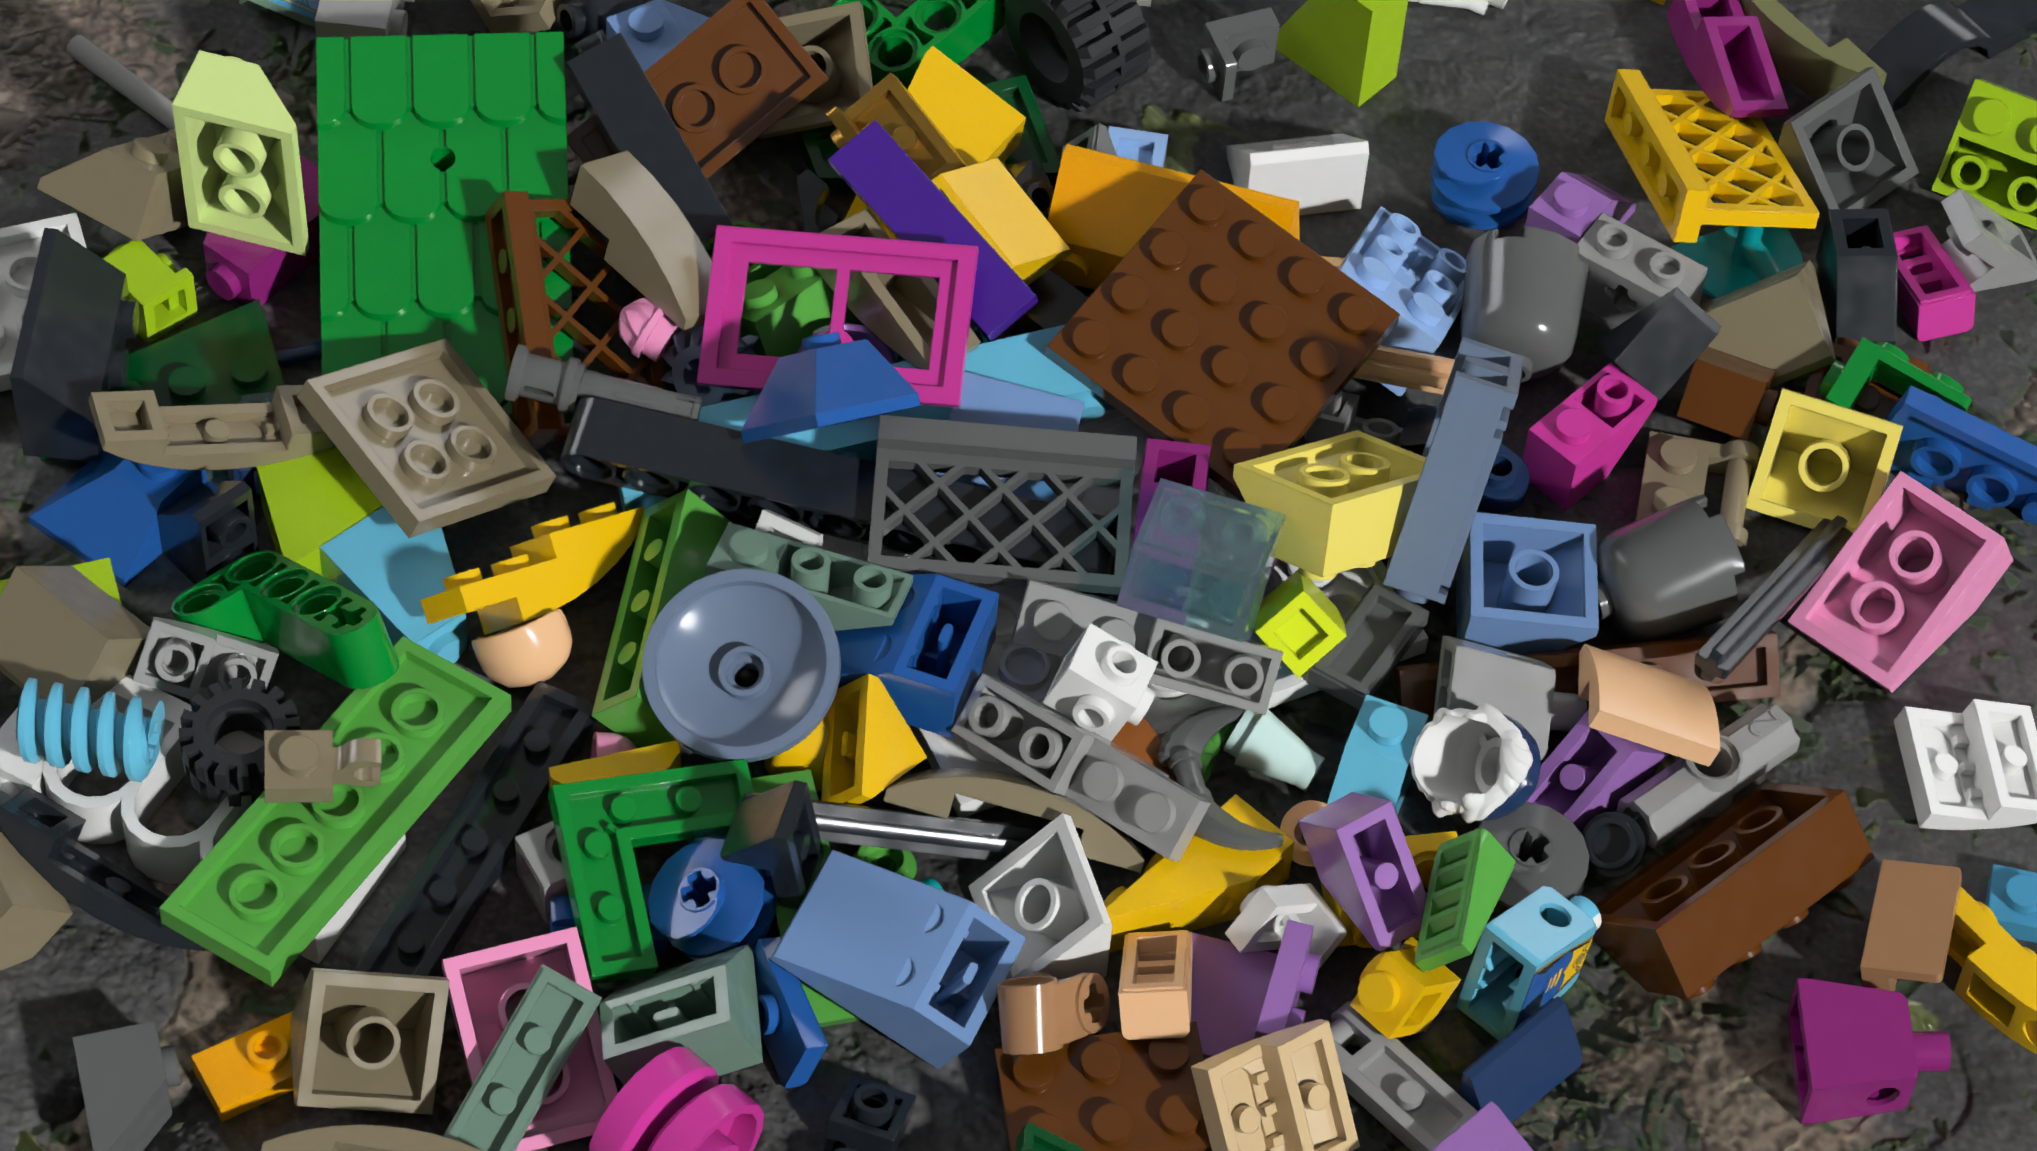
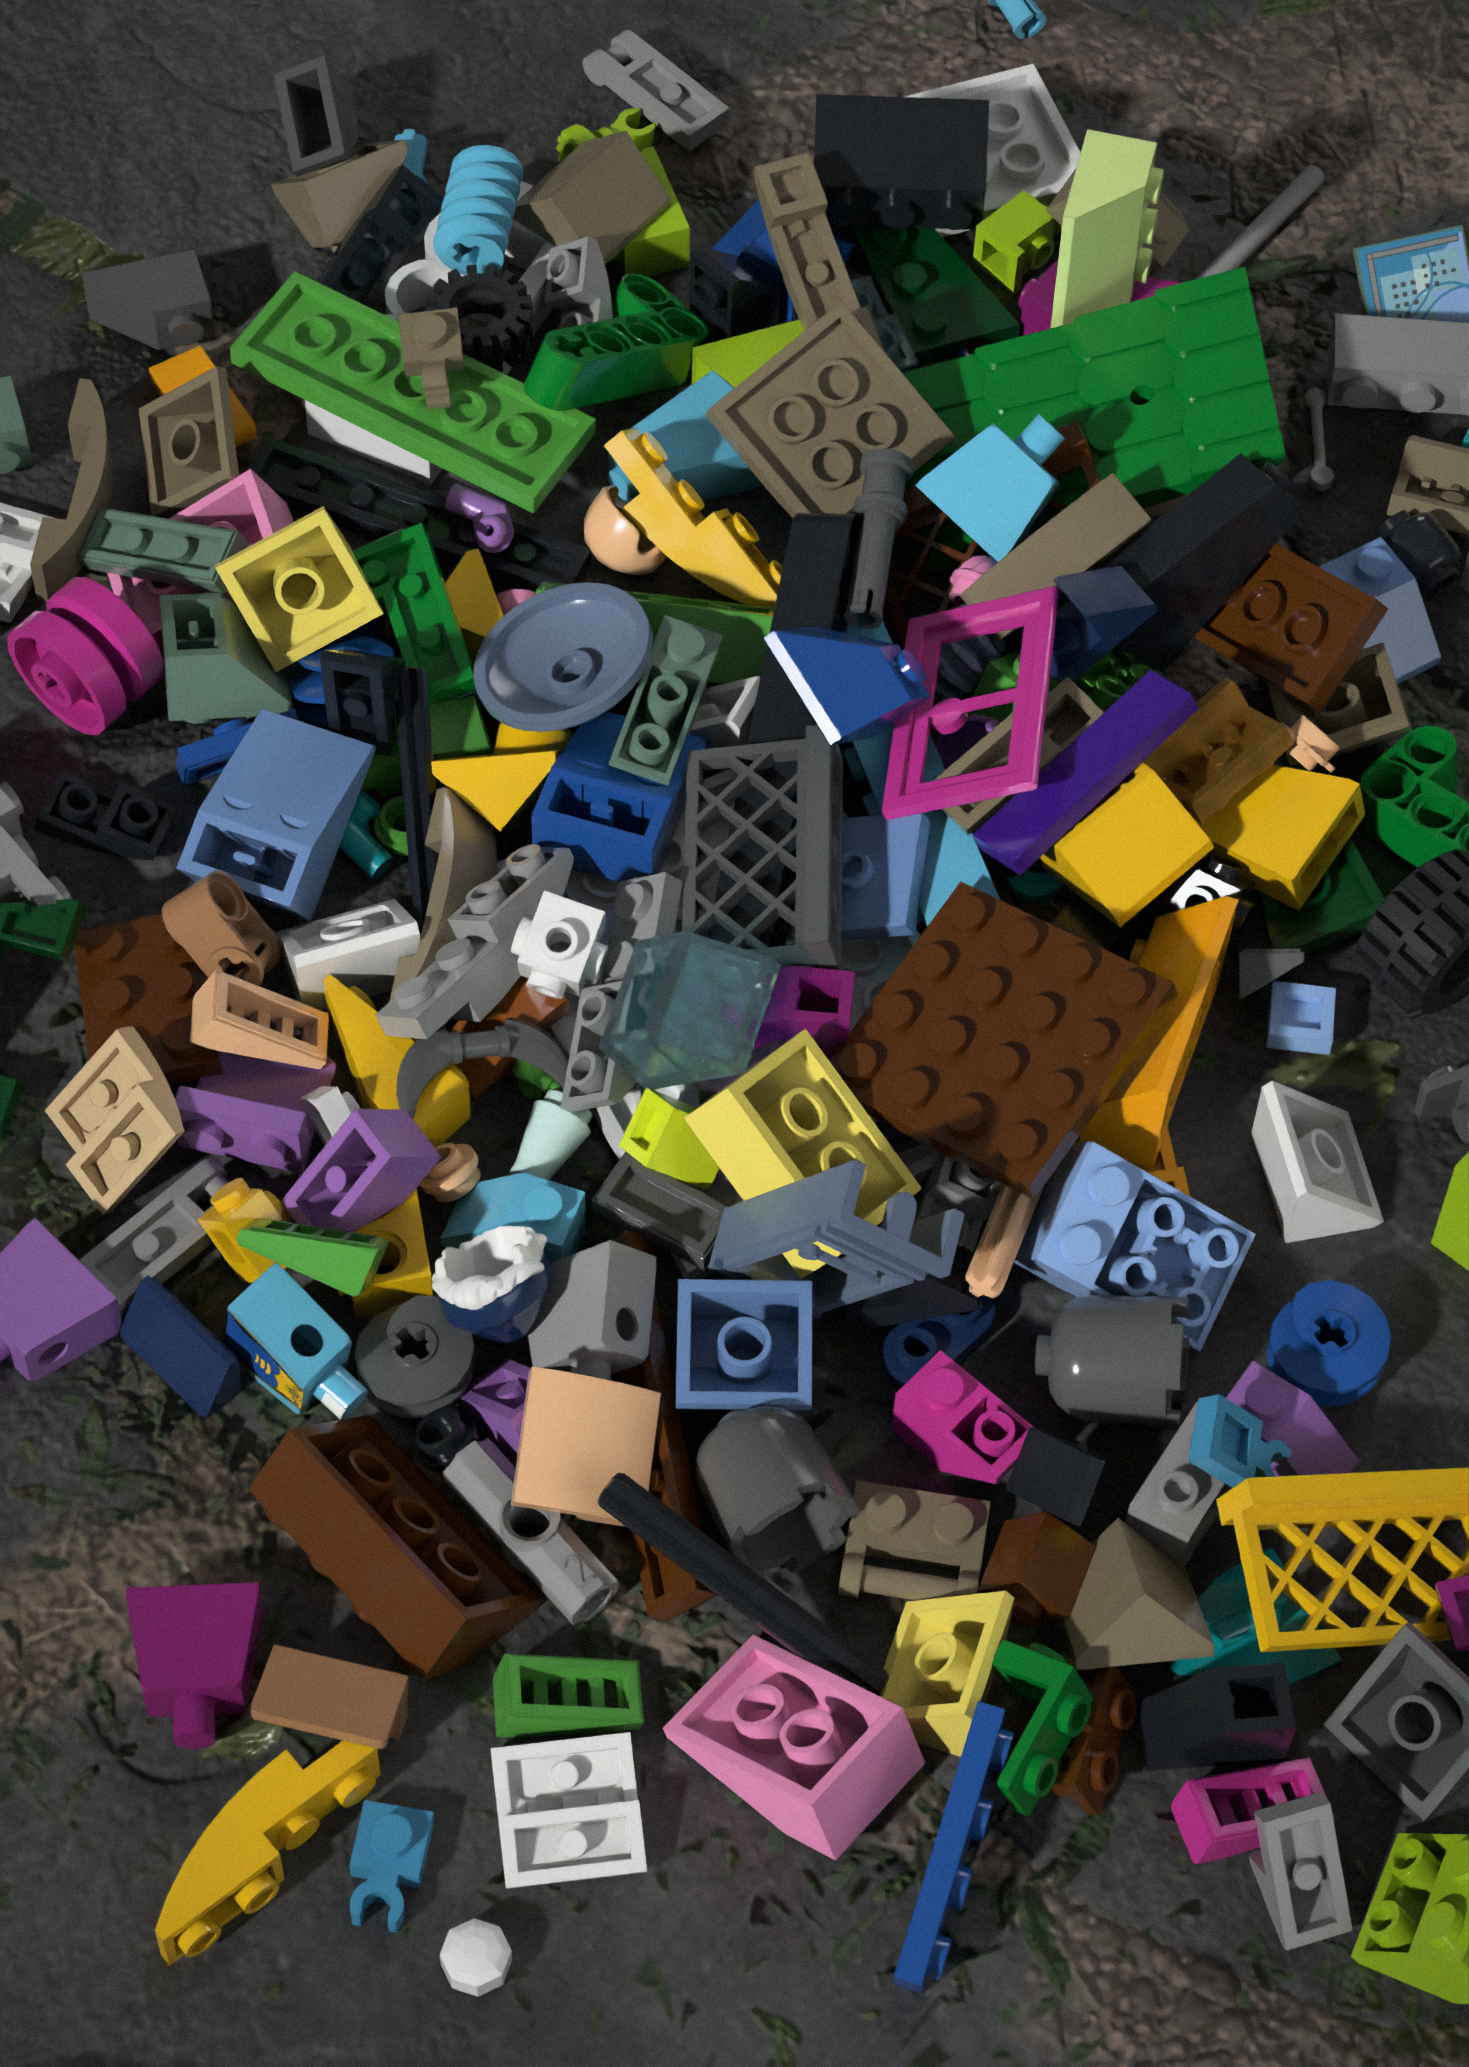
camera: 90 degrees right, 5 degrees up
(498, 761) = (489, 516): none -> medium lavender arm
(566, 272) = (997, 485): none -> medium azure torso
(628, 906) = (299, 588): none -> light yellow slope
(733, 197) = (1099, 614): none -> dark blue slope
(879, 69) = (1311, 745): none -> light nougat plate
(1637, 215) = (1229, 1442): none -> dark azure plate
(1866, 766) = (567, 1718): none -> bright green slope

